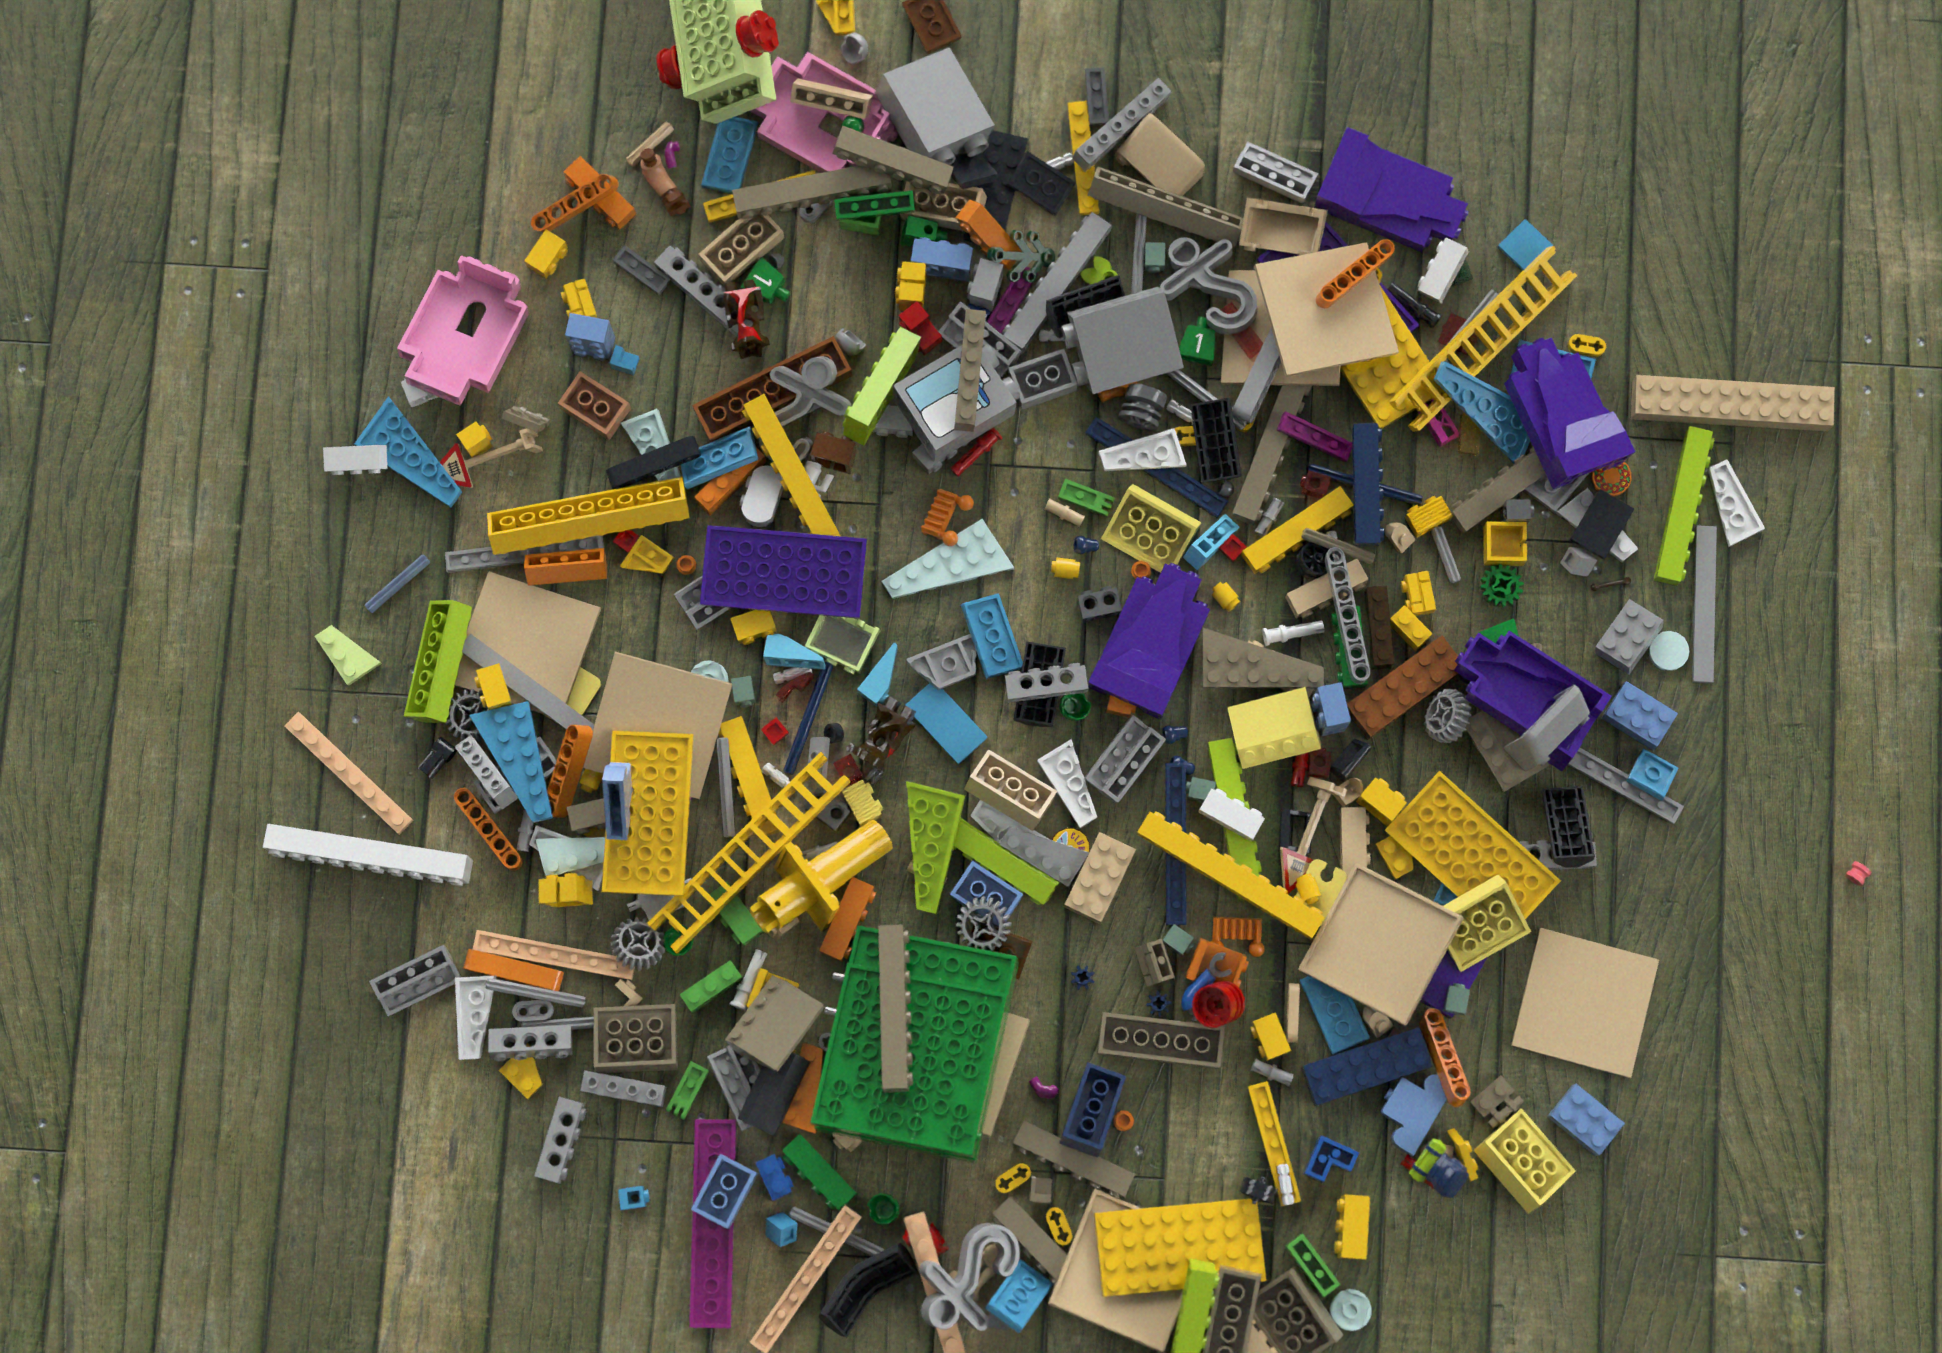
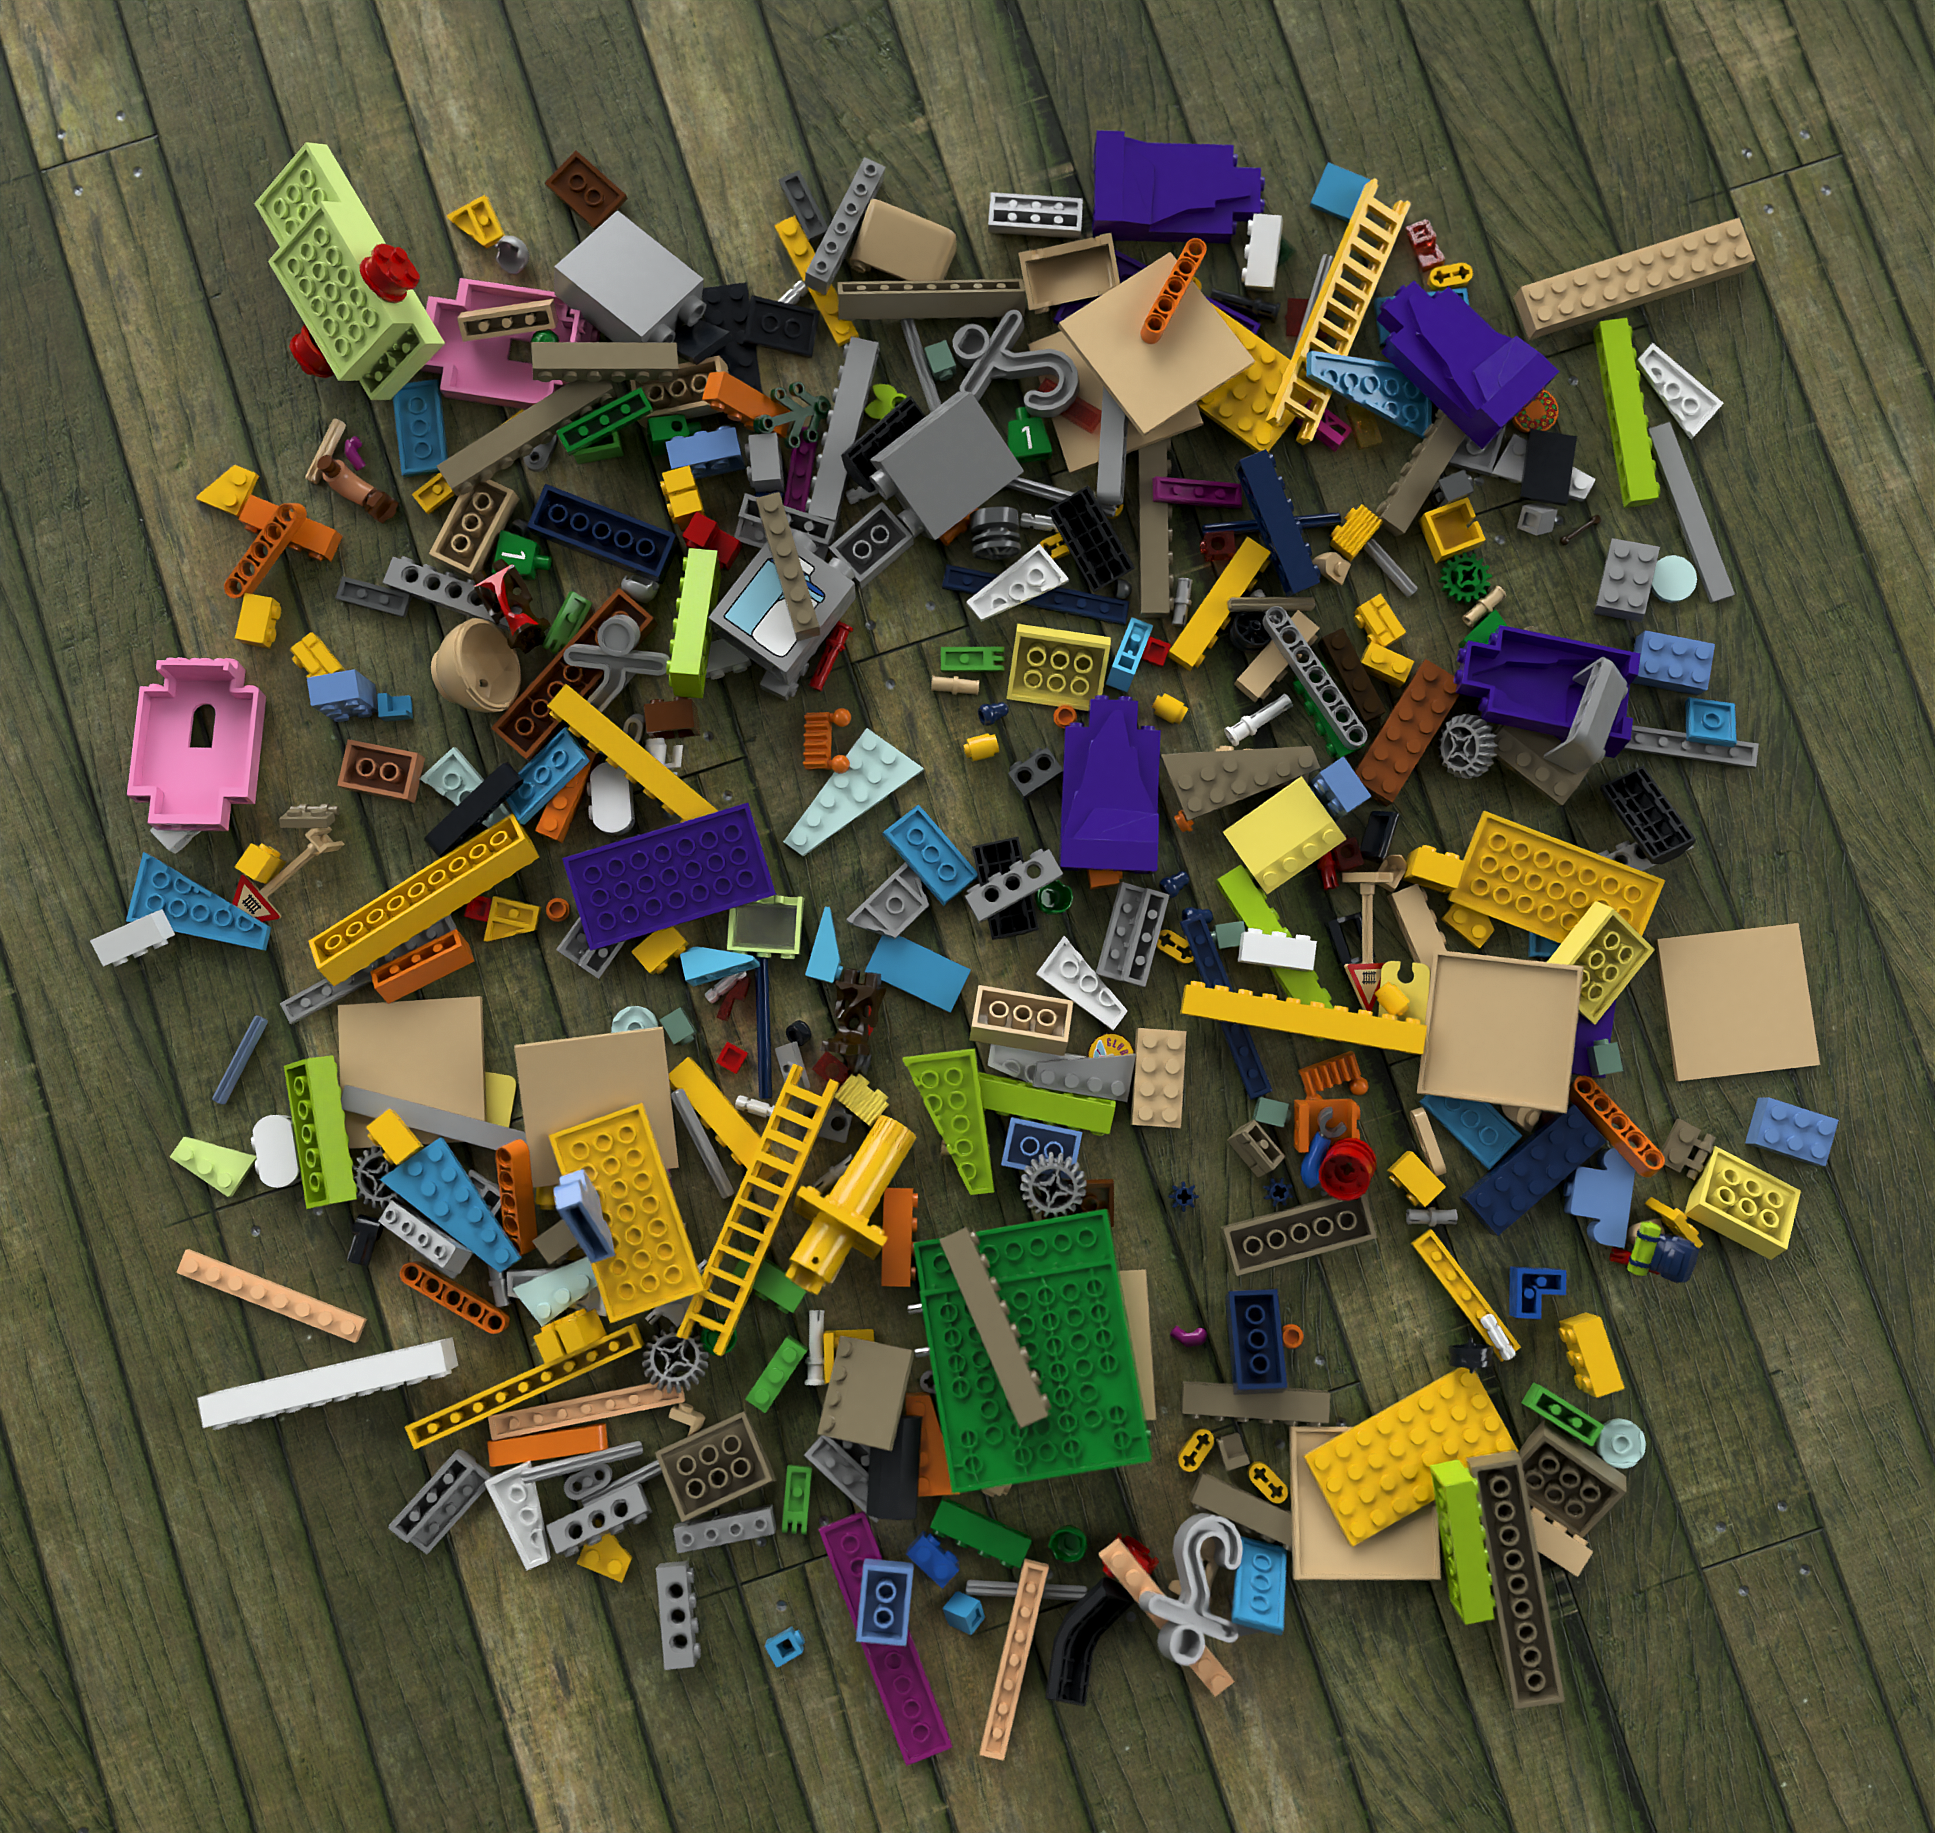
camera: 25 degrees left, 5 degrees up
(398, 664) = (276, 1151): none -> white brick
(515, 917) = (524, 1386): none -> yellow brick
(564, 146) = (230, 490): none -> yellow wing
(704, 345) = (472, 655): none -> tan piece
(783, 347) = (567, 622): none -> bright green hinge
(838, 290) = (603, 534): none -> dark blue brick
(1149, 783) = (1172, 951): none -> yellow beam
(1200, 691) = (1182, 823): none -> orange plate
(1508, 613) = (1484, 606): none -> tan pin
(1576, 313) = (1424, 245): none -> clear red slope

